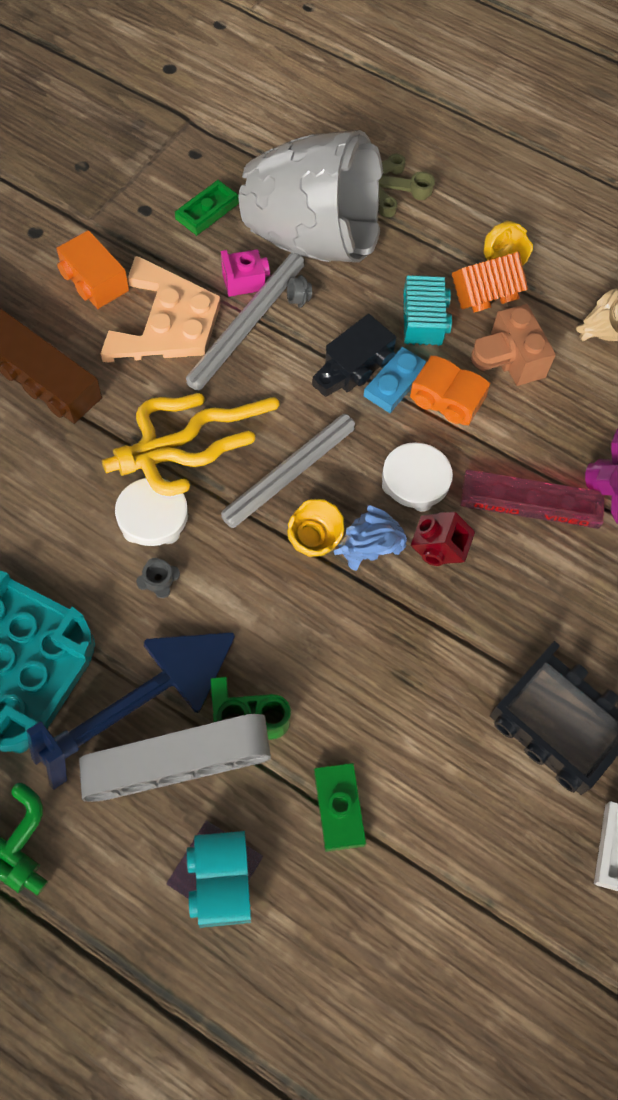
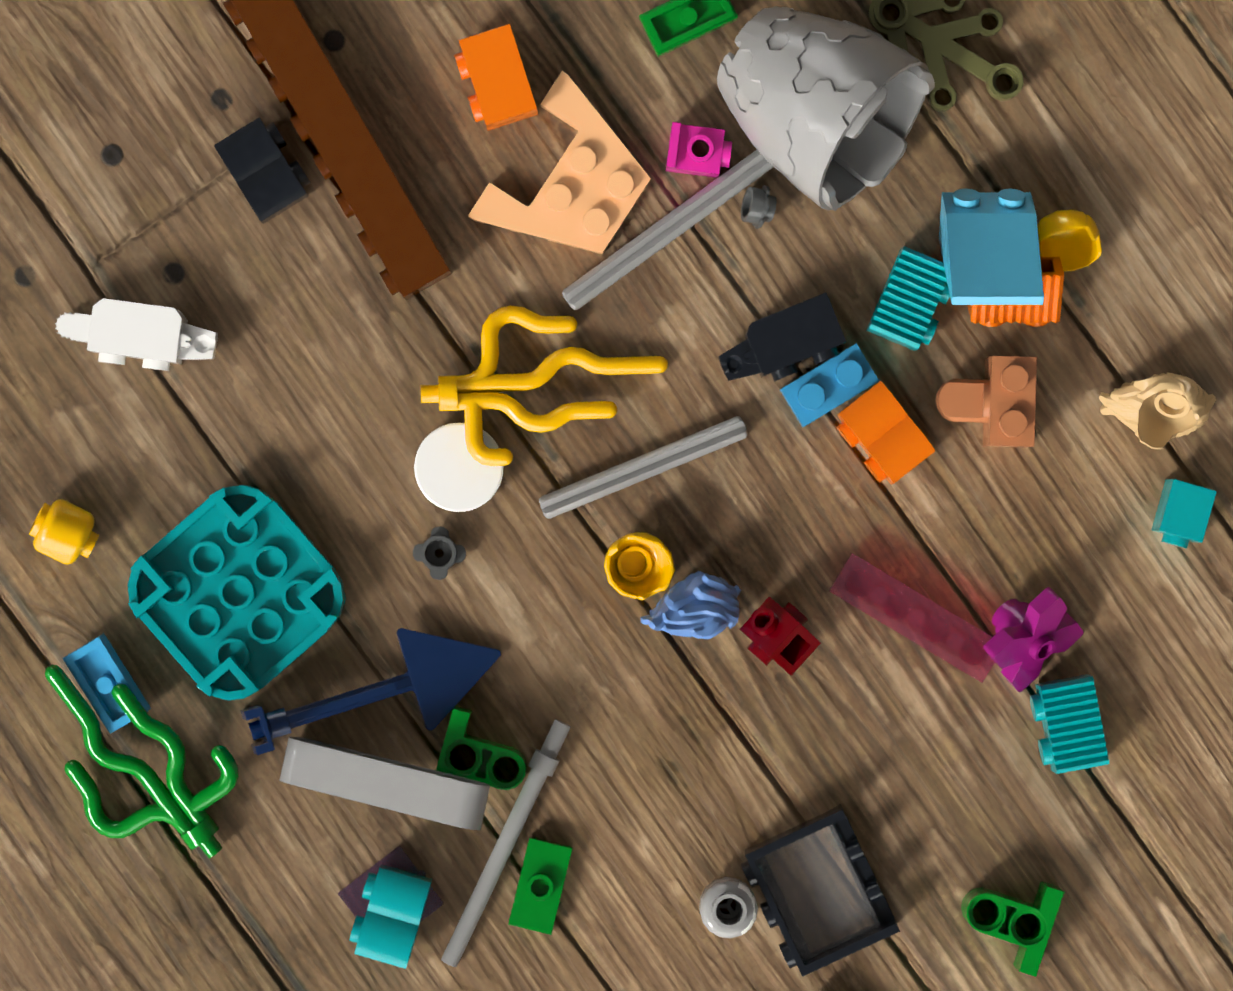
camera: 25 degrees right, 25 degrees up
(301, 707) = (543, 765): none -> light grey bar
(417, 475) = (792, 534): white tile -> none
(464, 246) = (991, 247): none -> medium azure slope
(502, 758) = (737, 920): none -> light grey head

